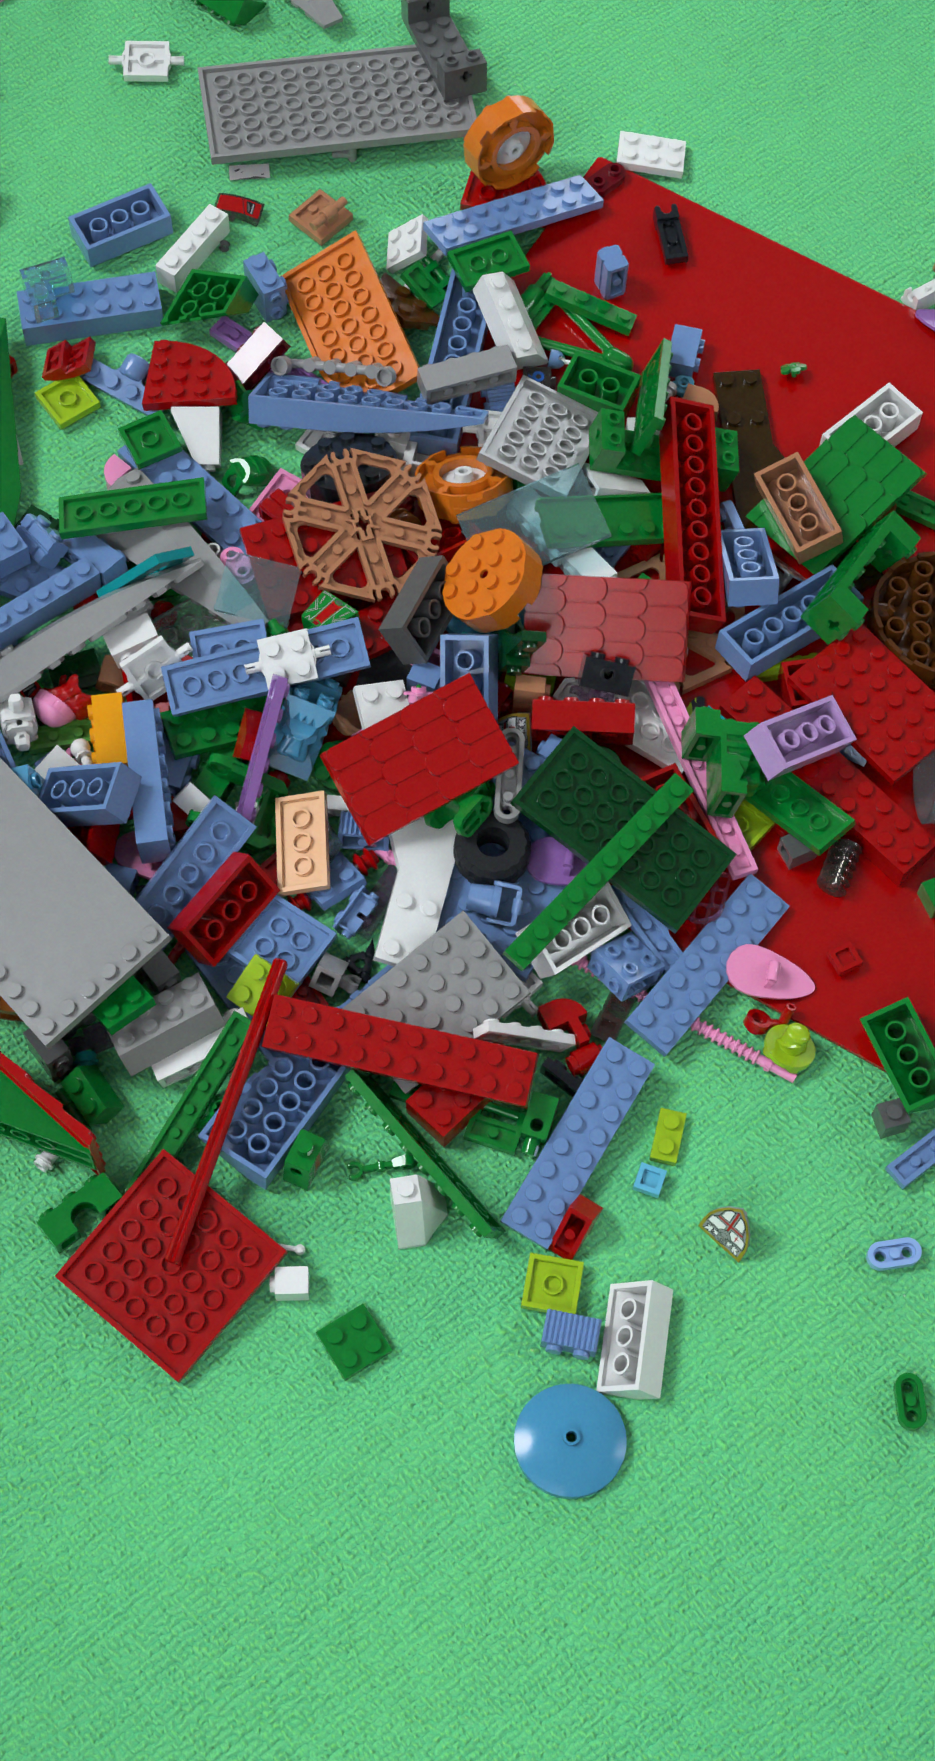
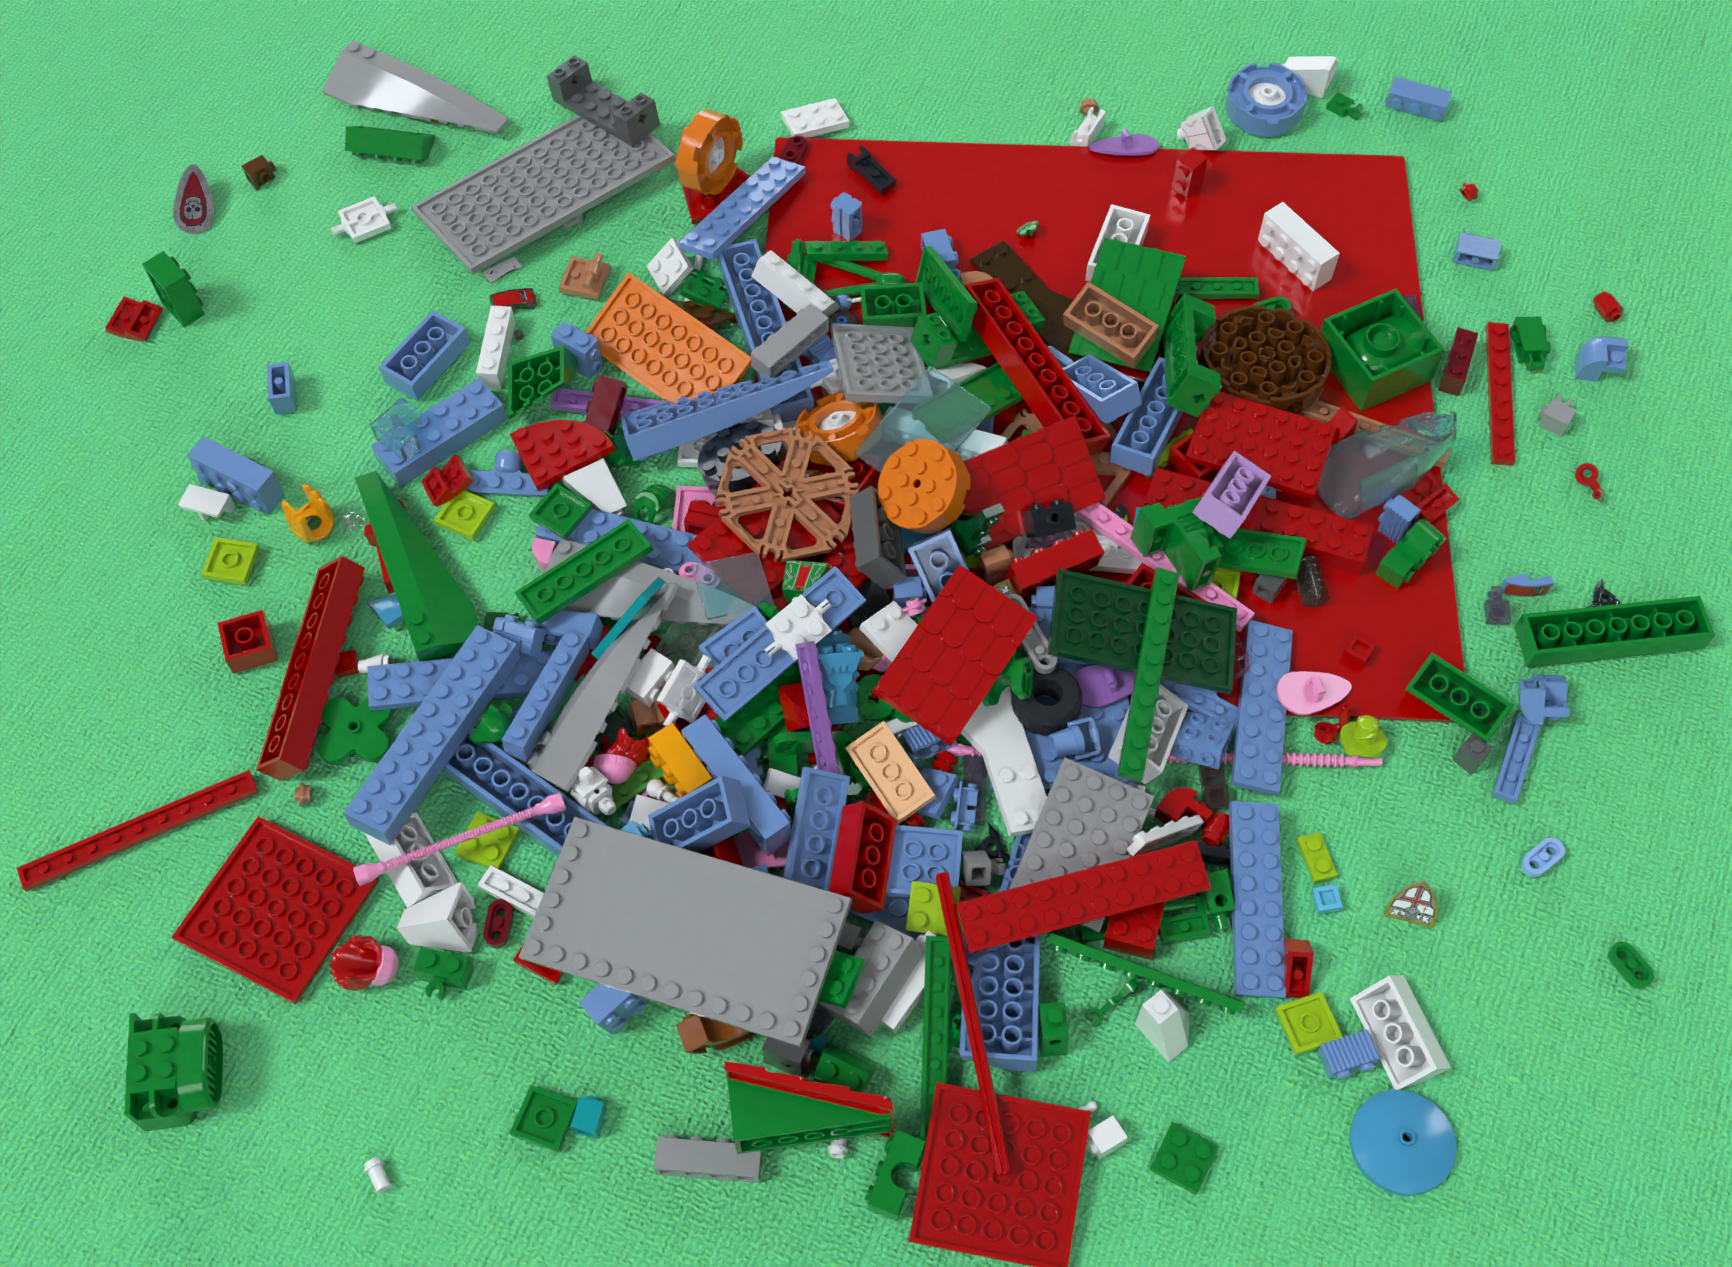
camera: 25 degrees left, 5 degrees down
(384, 375) = (727, 371): light grey bar -> none
(488, 256) = (747, 246): green plate -> none

